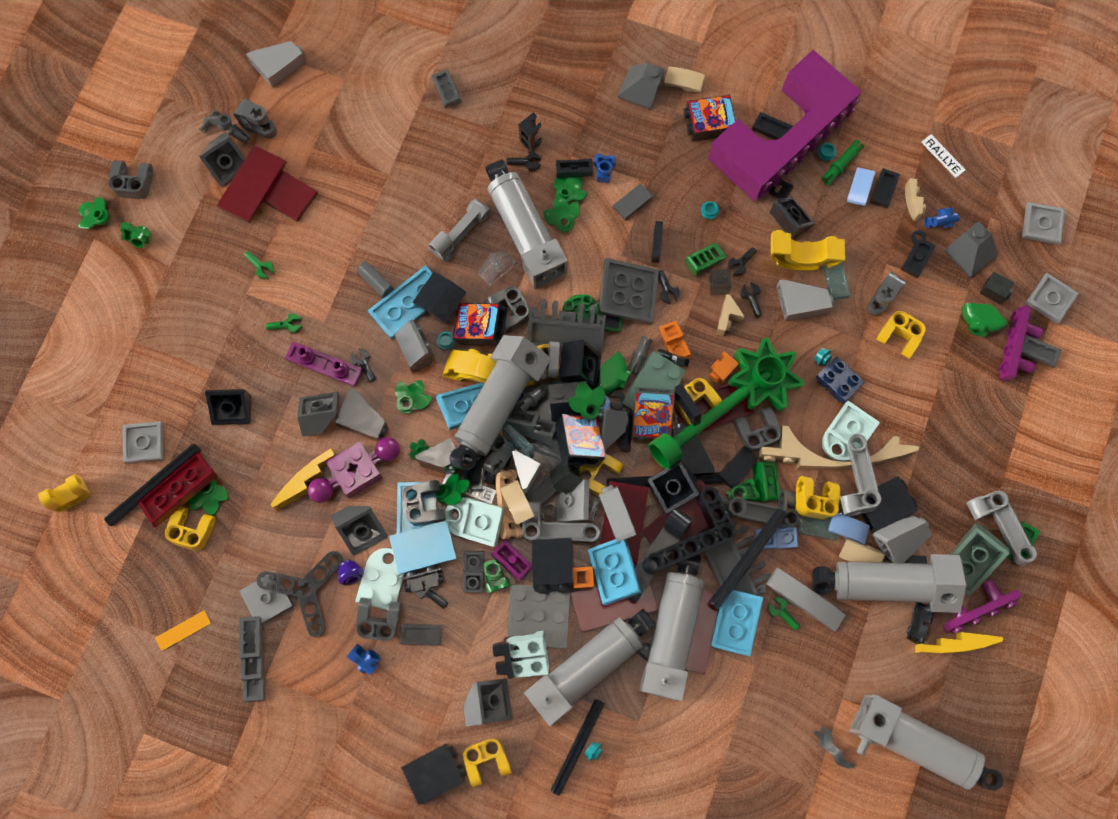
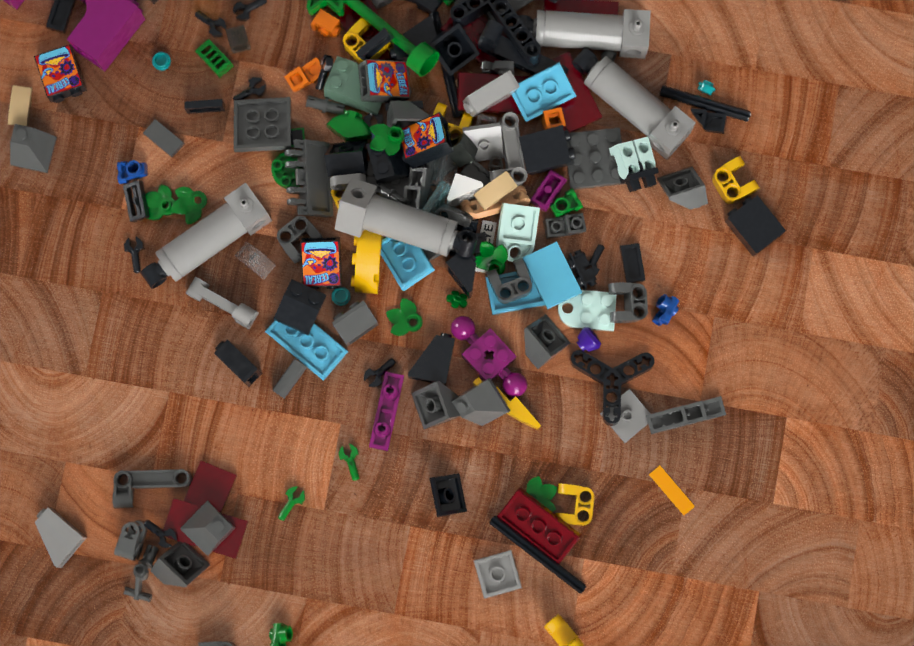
camera: 100 degrees left, 5 degrees up
(250, 185) = (207, 528): none -> dark grey slope
(252, 153) = (161, 533): none -> black bar
(307, 451) = (481, 403): none -> dark grey slope
(309, 143) = (145, 479): none -> dark grey piece
(398, 234) = (237, 362): none -> black slope
(446, 88) = (64, 349): dark grey plate -> none
(527, 132) = (108, 250): black hinge -> none
(557, 749) = (710, 121): none -> black slope
(647, 533) = (498, 67): none -> dark grey plate
(729, 311) = (267, 28): tan slope -> none

